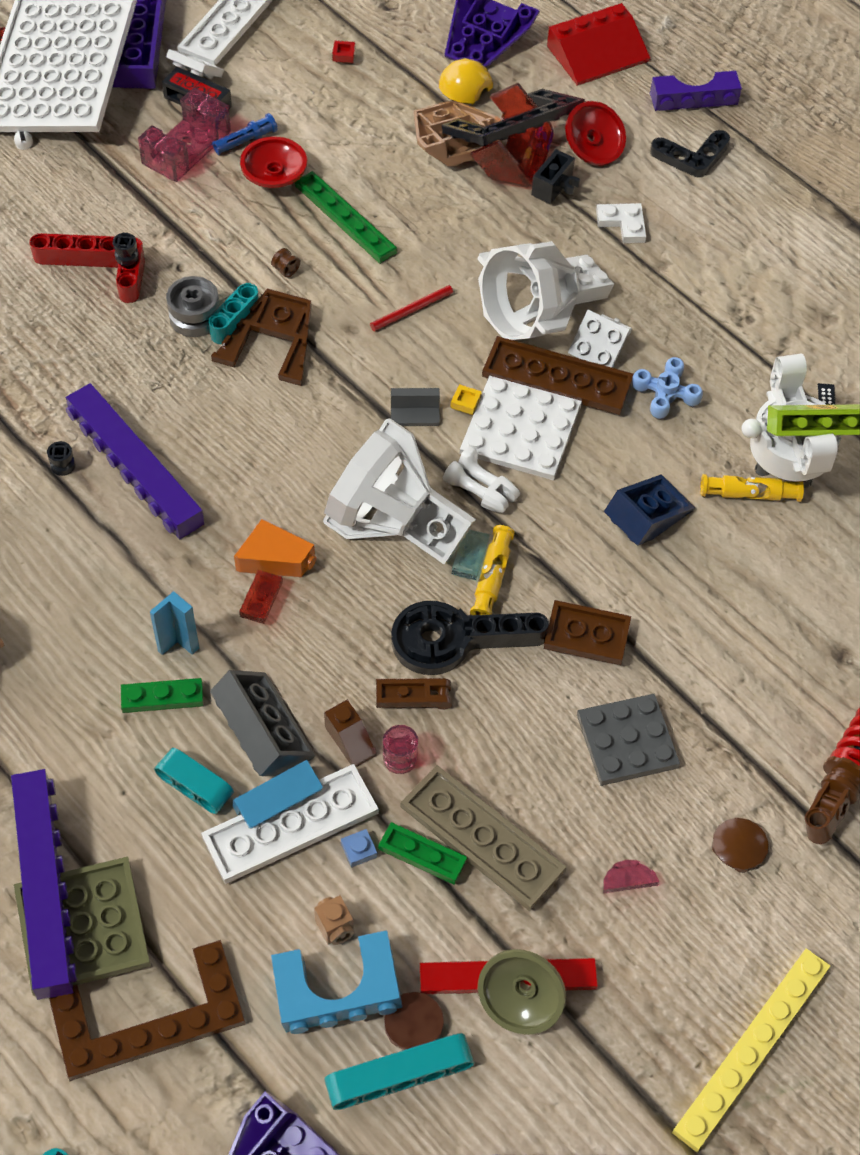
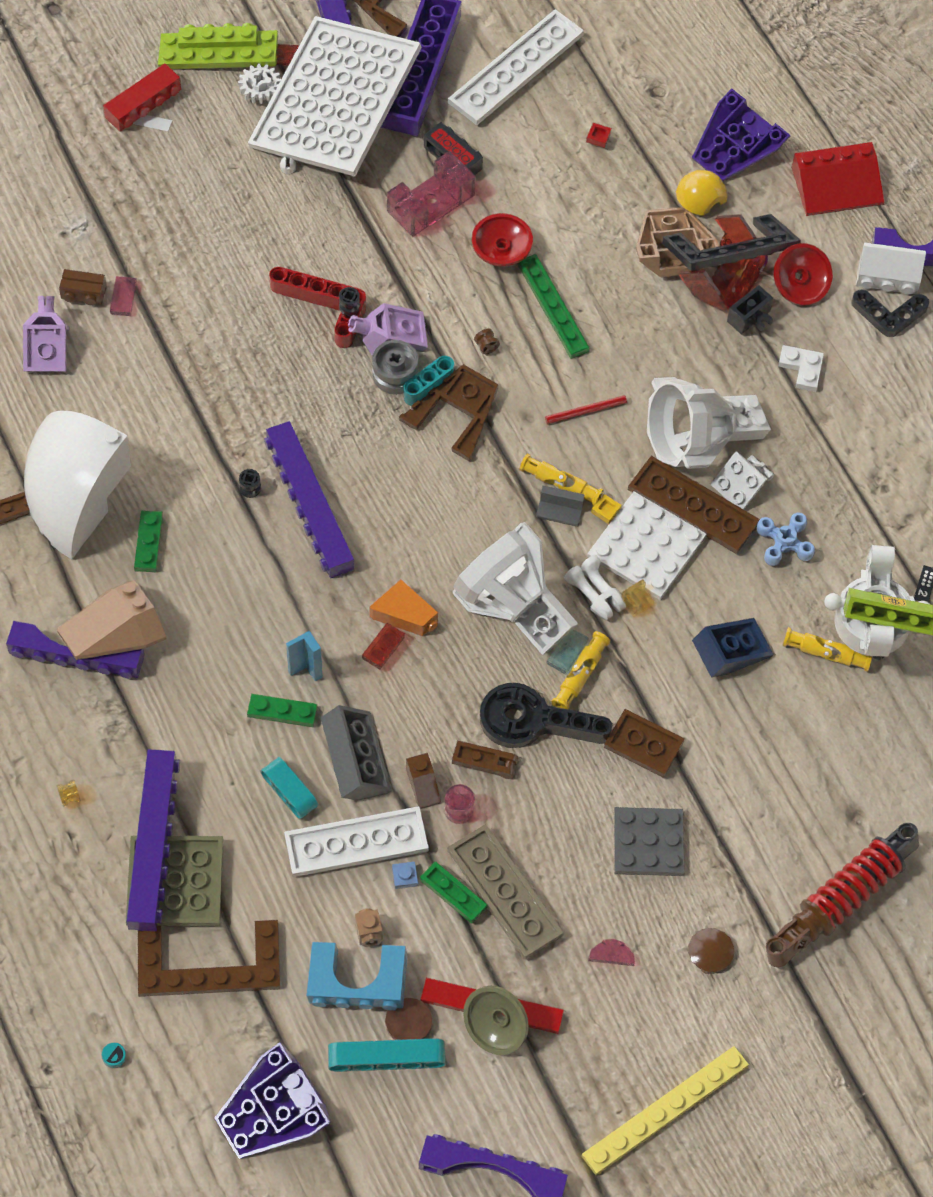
camera: 15 degrees right, 5 degrees up
(173, 263) = (391, 323): none -> lavender plate
(194, 64) = (458, 121): white plate -> none
(253, 131) = (496, 203): blue pin -> none
(277, 794) = (352, 816): dark azure panel -> none
(393, 377) = (549, 474): none -> yellow piece
(529, 483) = (637, 598): none -> clear yellow panel
(681, 110) = (890, 268): none -> white slope

